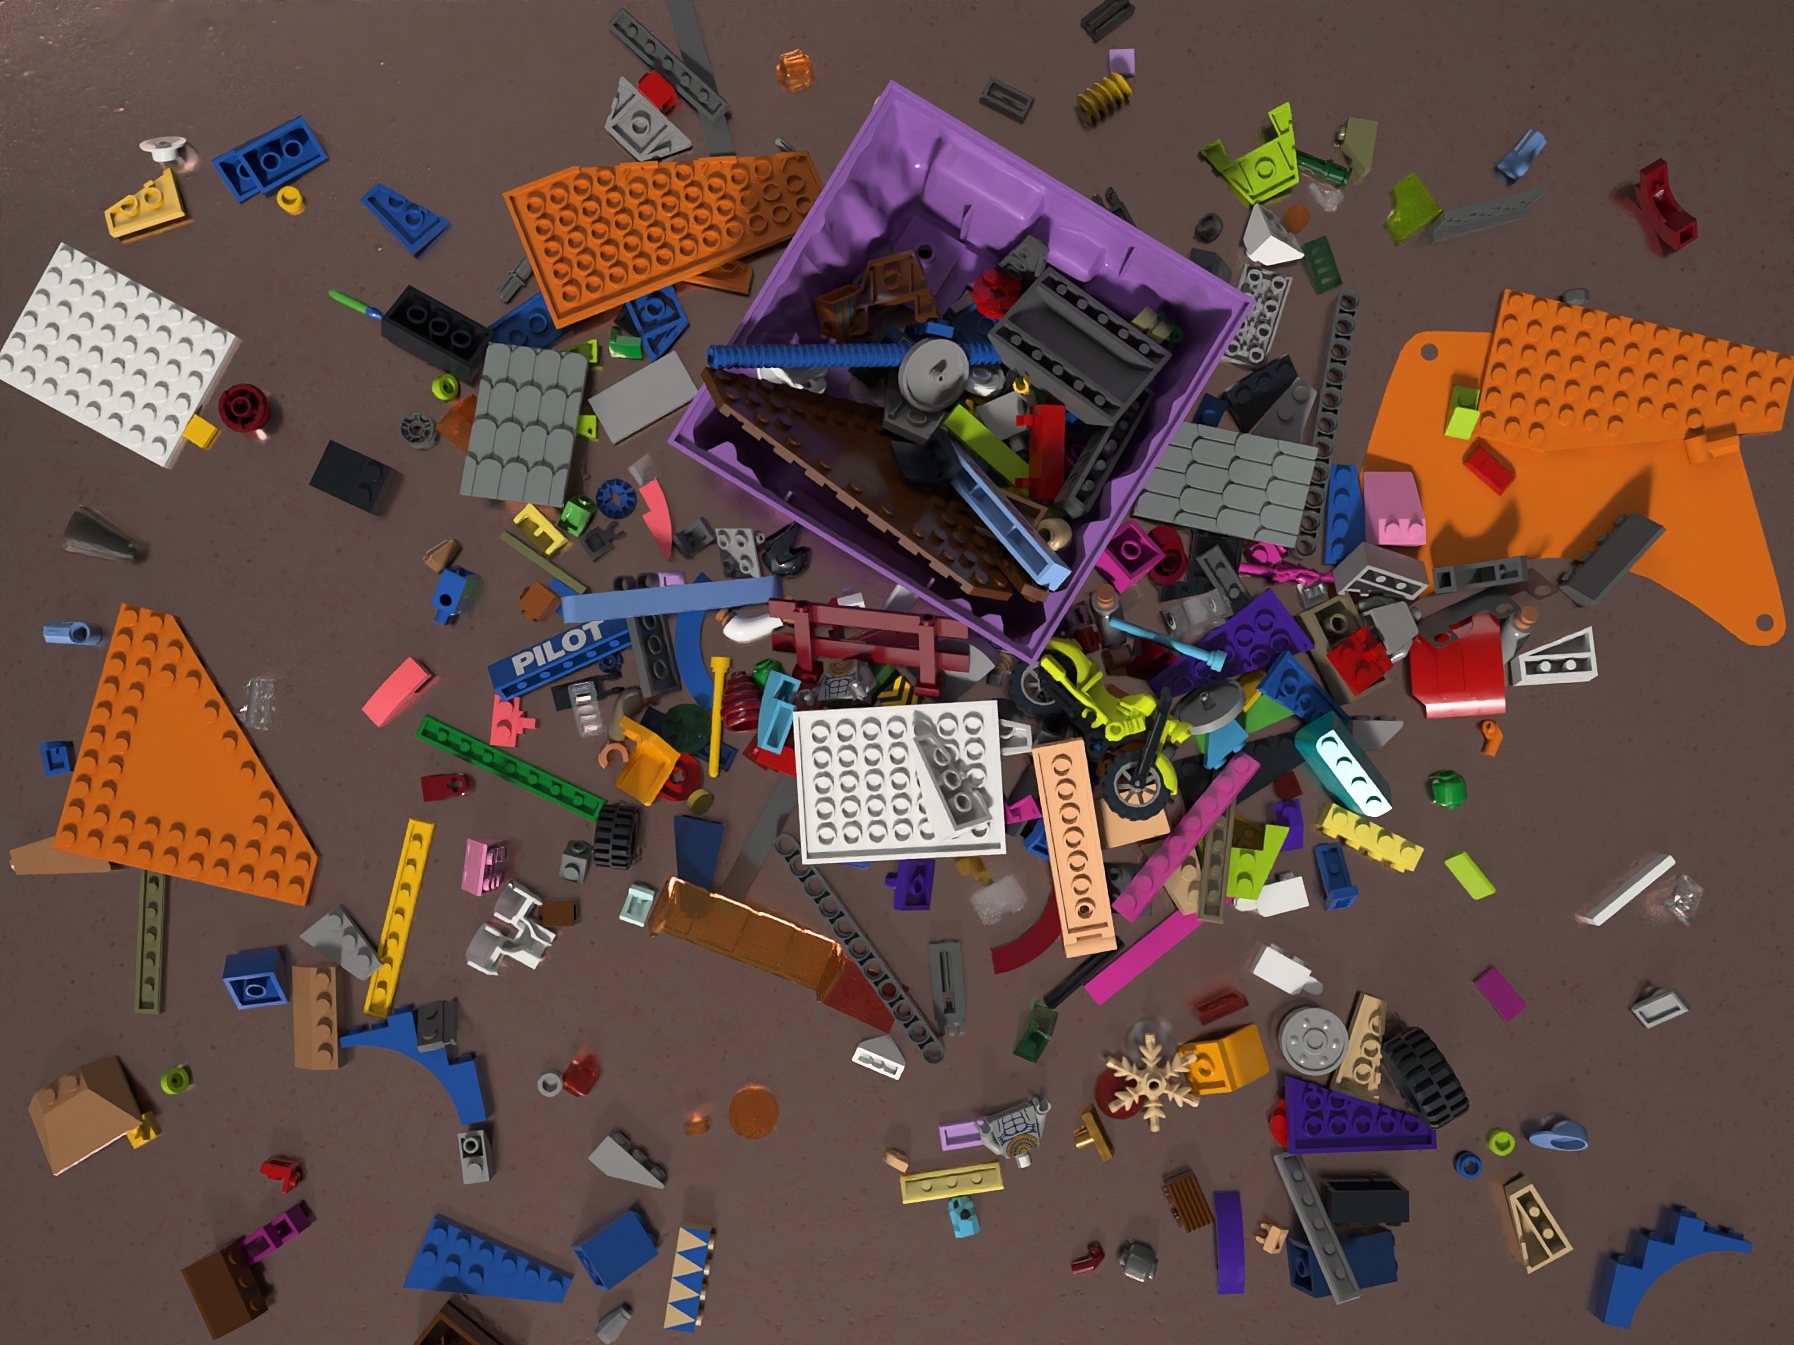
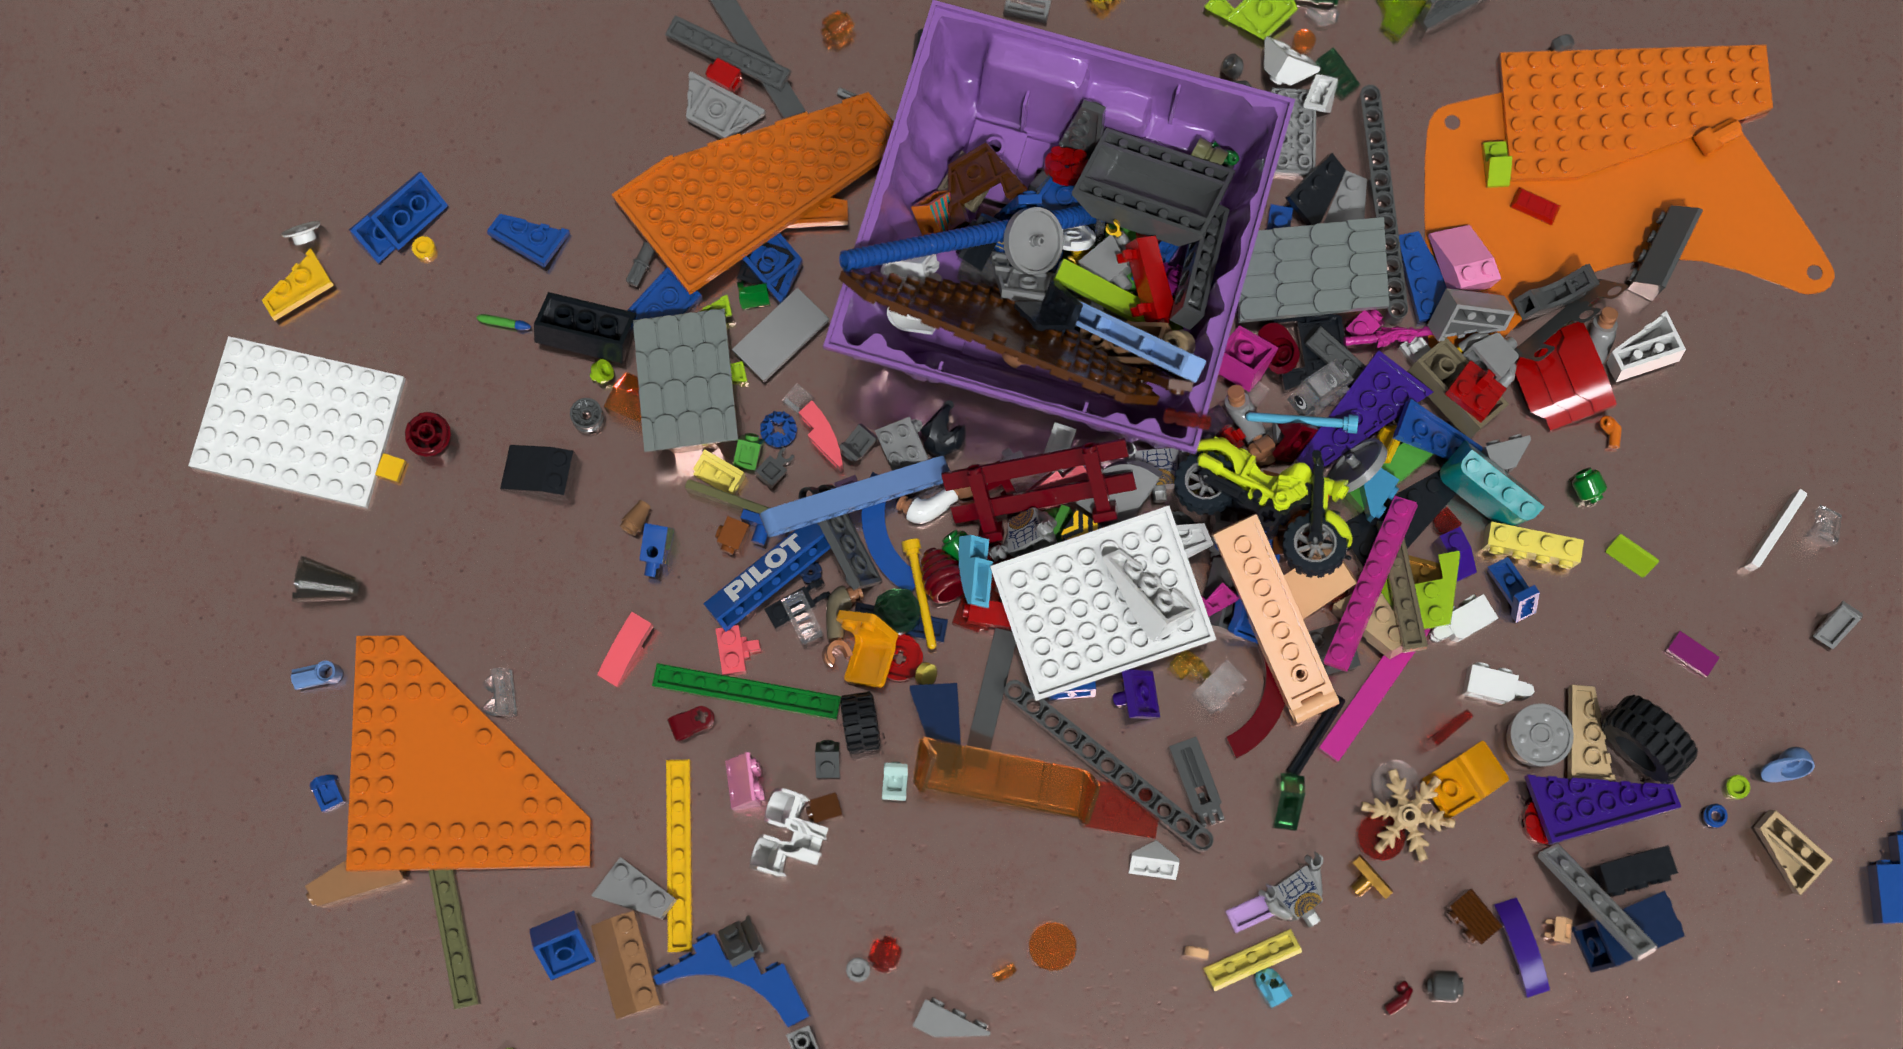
camera: 15 degrees left, 10 degrees down
(1033, 628) = (1187, 419): none -> clear red axle
(1296, 285) = (1321, 93): none -> white slope

